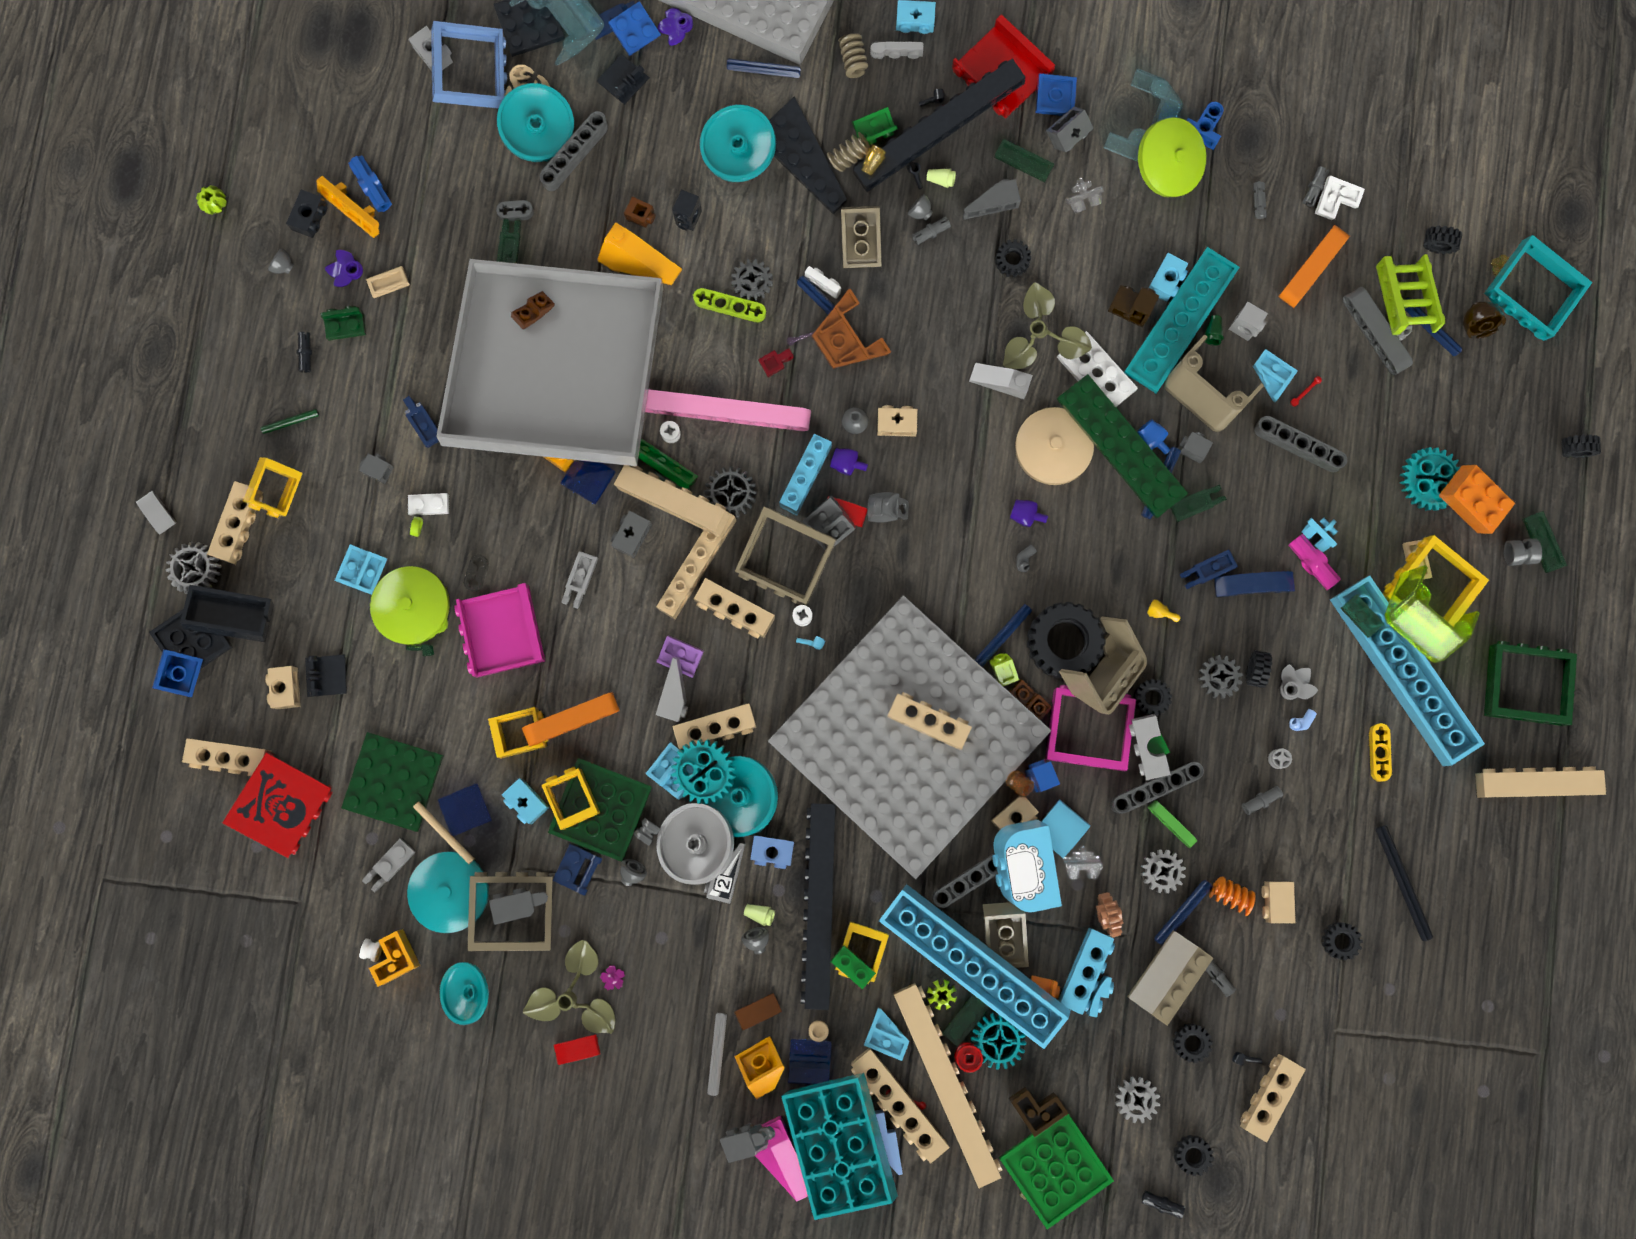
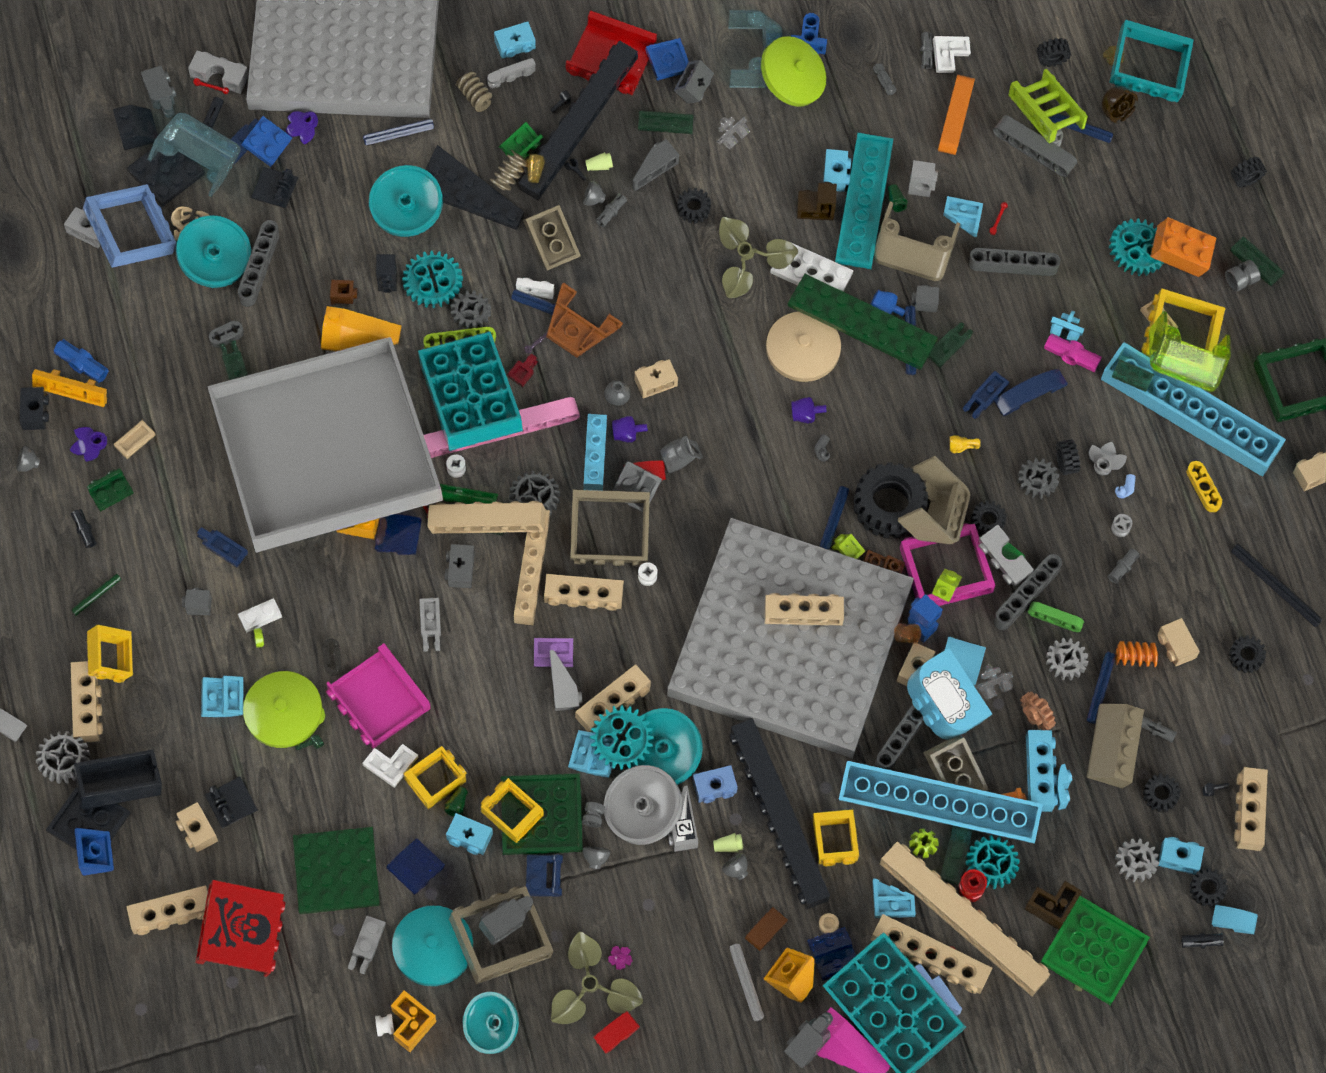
camera: 30 degrees left, 15 degrees down
(443, 832) = (406, 891): tan bar -> none
(484, 707) = (391, 769): none -> white plate
(528, 764) = (456, 802): none -> dark green cone
(535, 309) = (285, 409): reddish brown slope -> none
(570, 719) = (480, 743): orange beam -> none
(712, 364) = (470, 391): none -> teal brick
(748, 234) = (449, 274): none -> teal gear
(818, 642) = (671, 594): medium azure hand -> none
(853, 966) = (834, 845): green brick -> none
(1001, 379) = (731, 308): light grey slope -> none
(1080, 751) = (946, 585): none -> lime bracket
(1191, 1122) = (1169, 859): none -> medium azure brick
(1204, 1198) = (1234, 919): none -> medium azure slope

